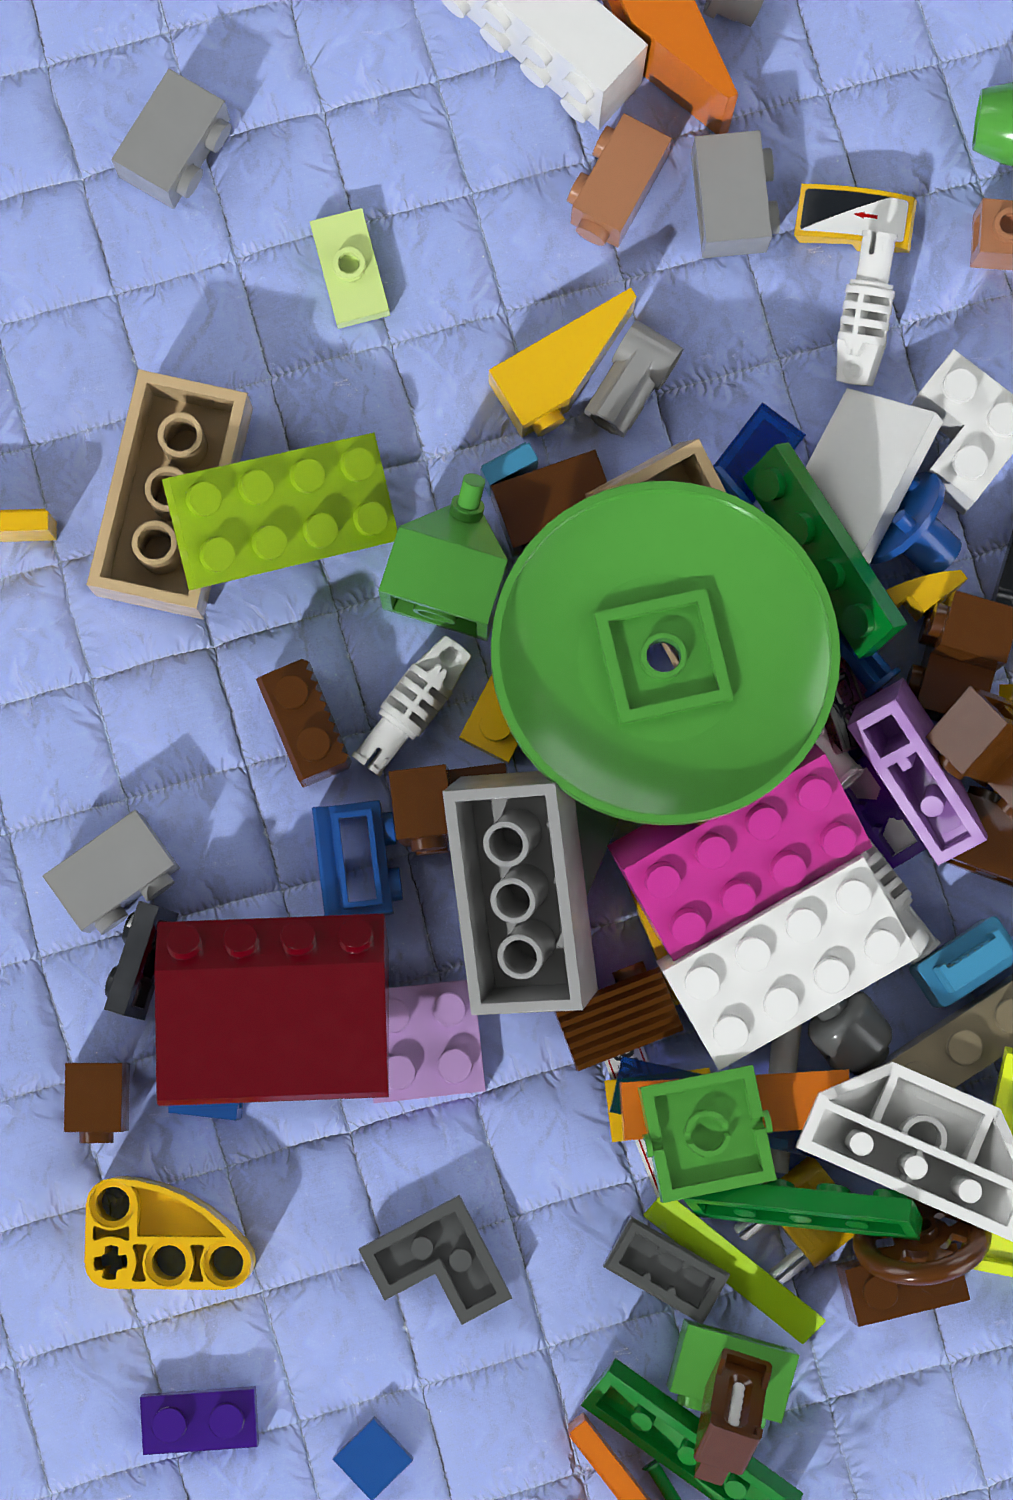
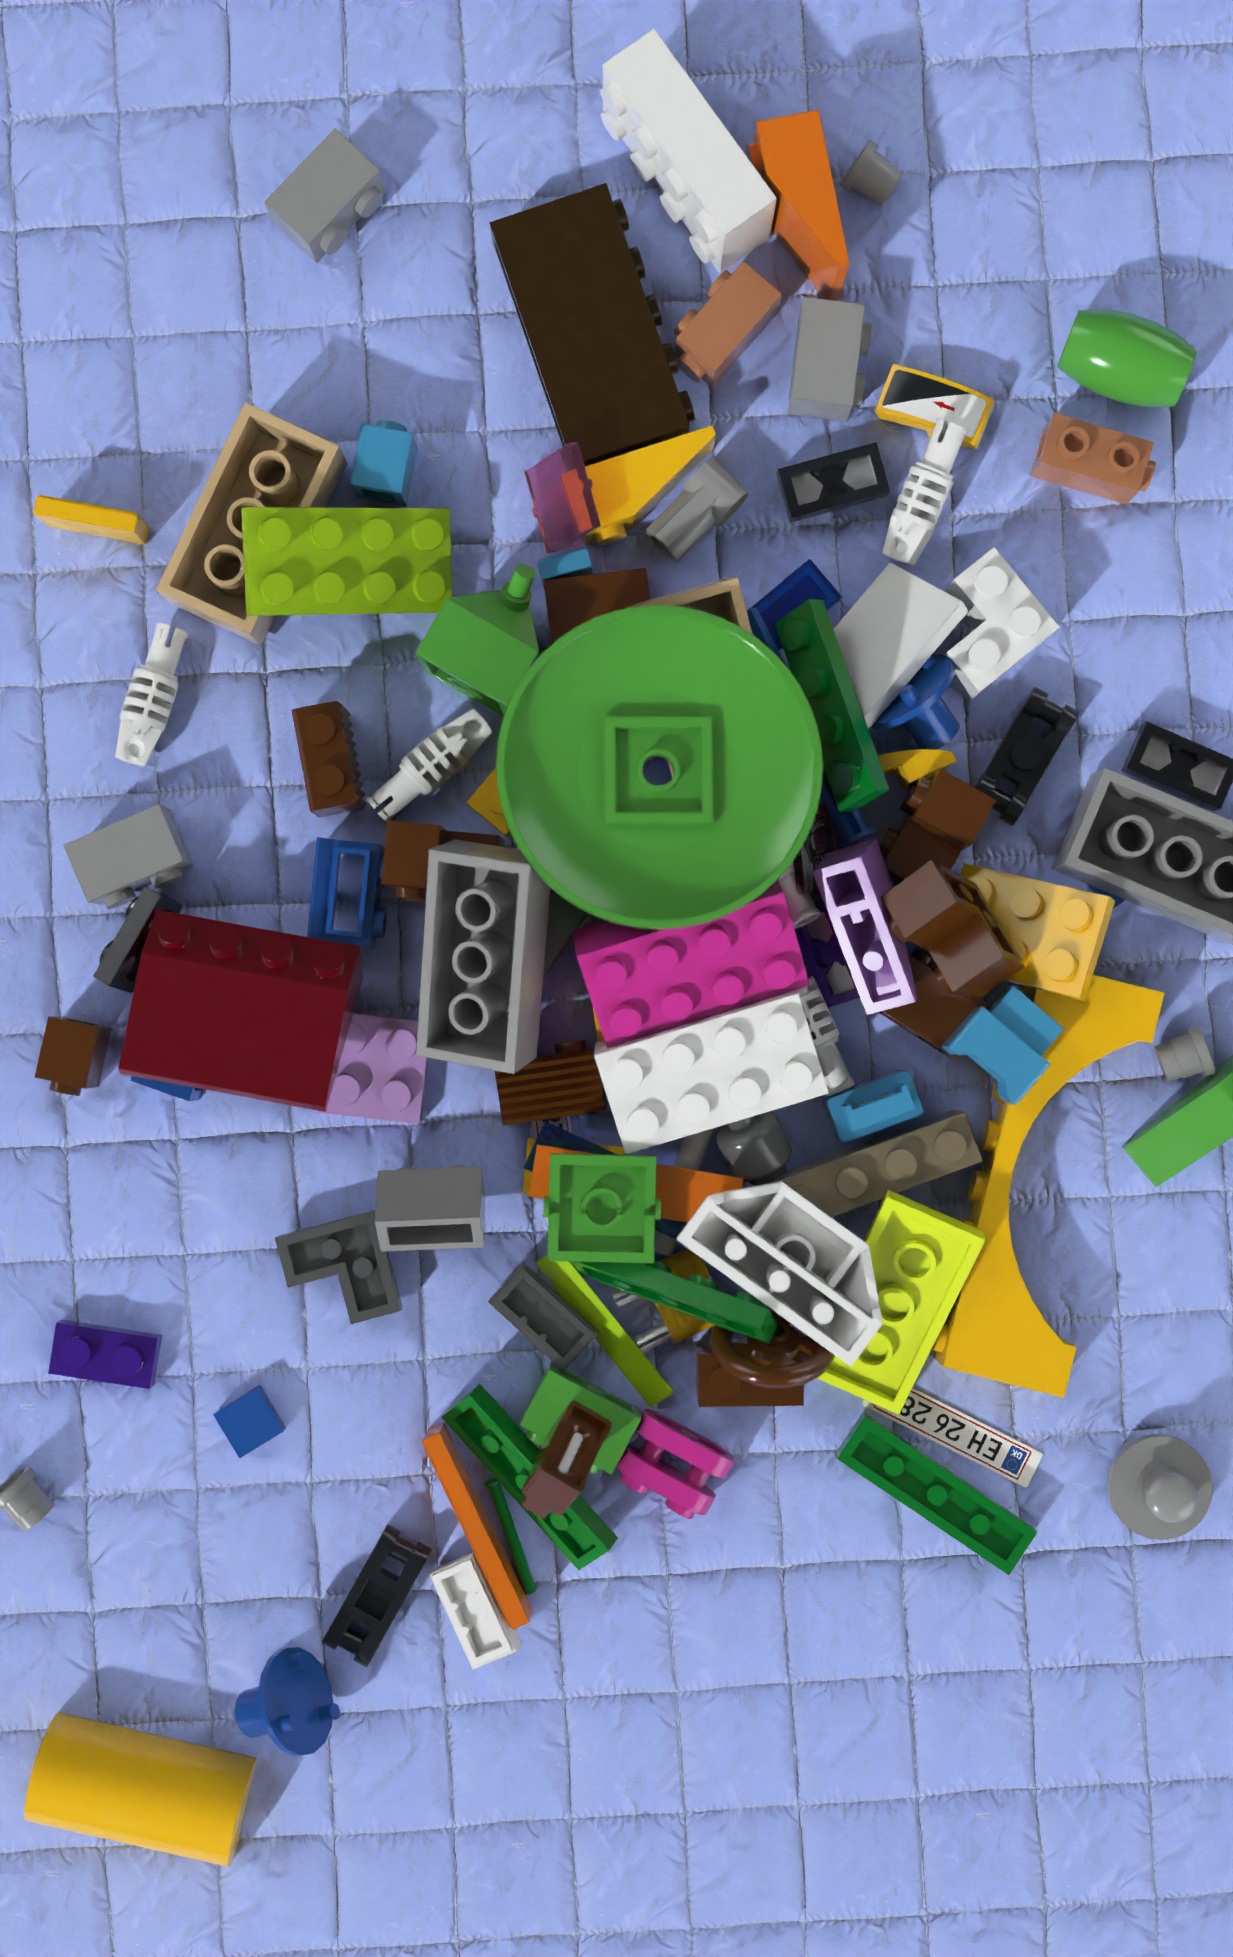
camera: 20 degrees right, 5 degrees up
(98, 700) = (150, 698): none -> white hinge
(159, 1218) = (102, 1170): yellow beam -> none
(293, 400) = (384, 463): none -> dark azure brick
(349, 268) = (463, 352): yellowish green plate -> none
(480, 215) = (591, 325): none -> dark brown brick
(491, 396) = (562, 497): none -> clear pink piece
(520, 1179) = (430, 1208): none -> light grey brick
(768, 318) = (833, 482): none -> black piece
(863, 1427) = (684, 1492): none -> dark pink brick

